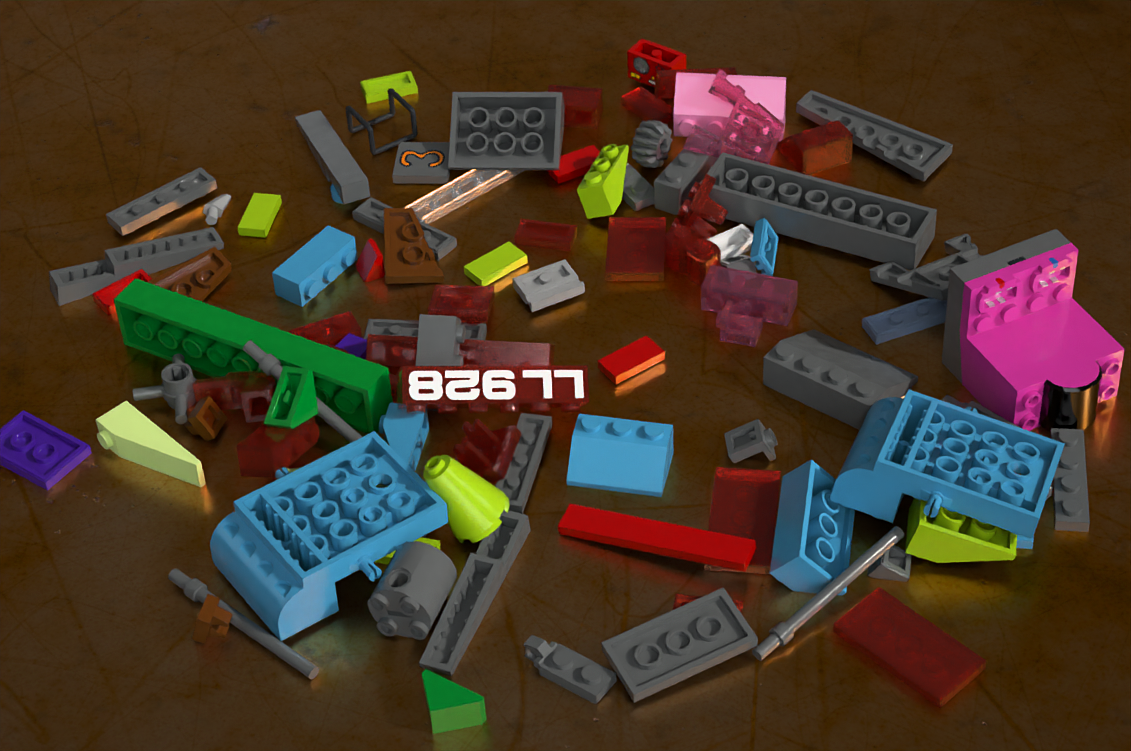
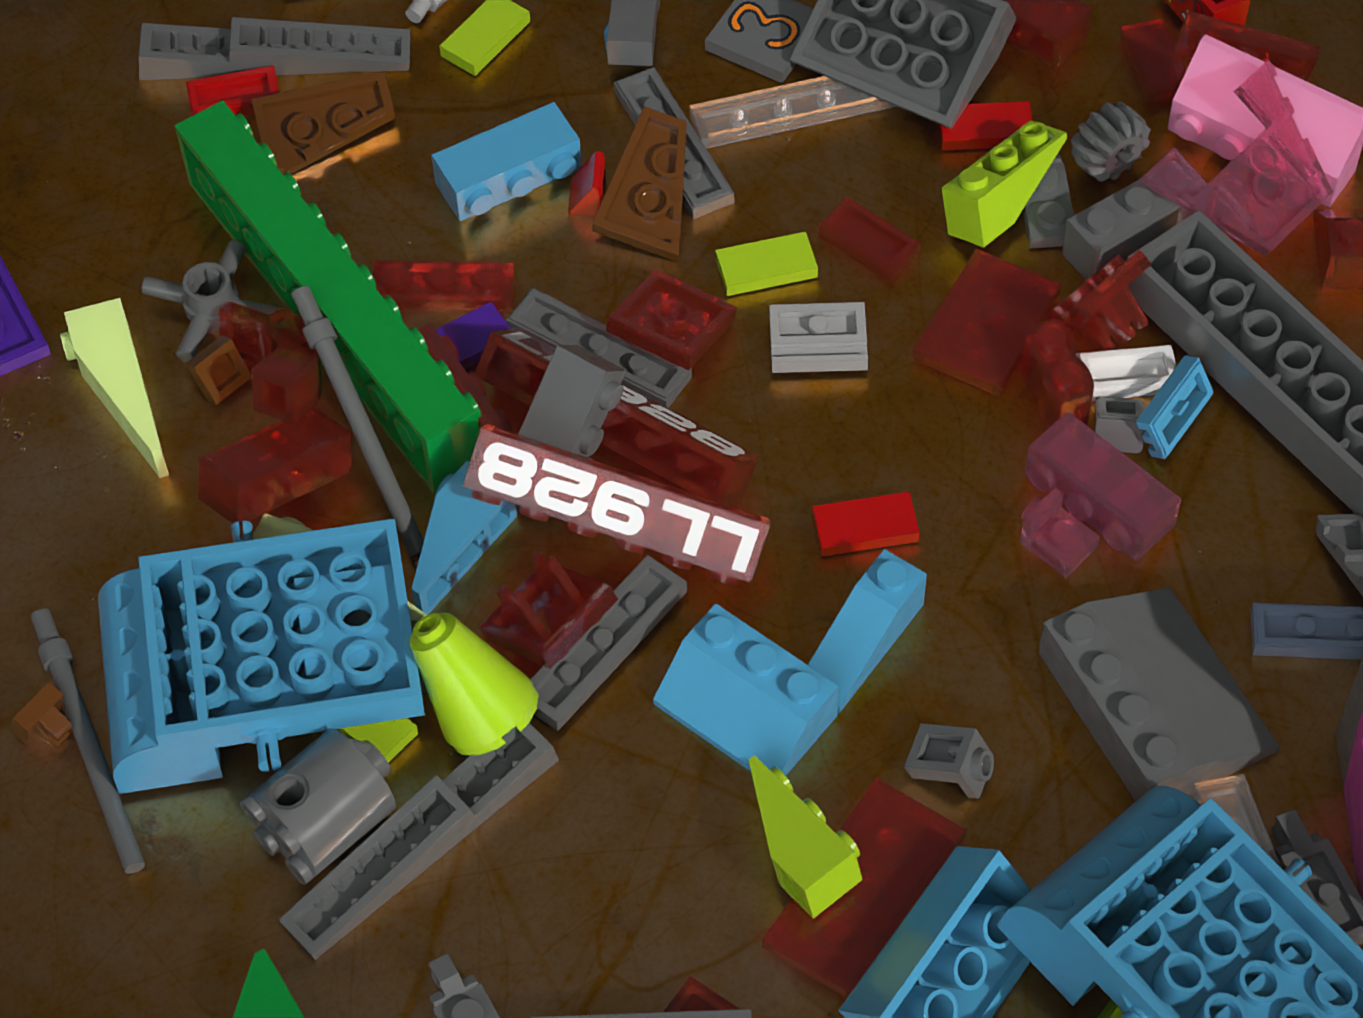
camera: 25 degrees right, 15 degrees up
(293, 399) = (319, 411): green slope -> none
(657, 537) = (720, 867): red tile -> none
(667, 392) = (869, 623): none -> dark azure slope
(696, 503) = (806, 853): none -> lime slope

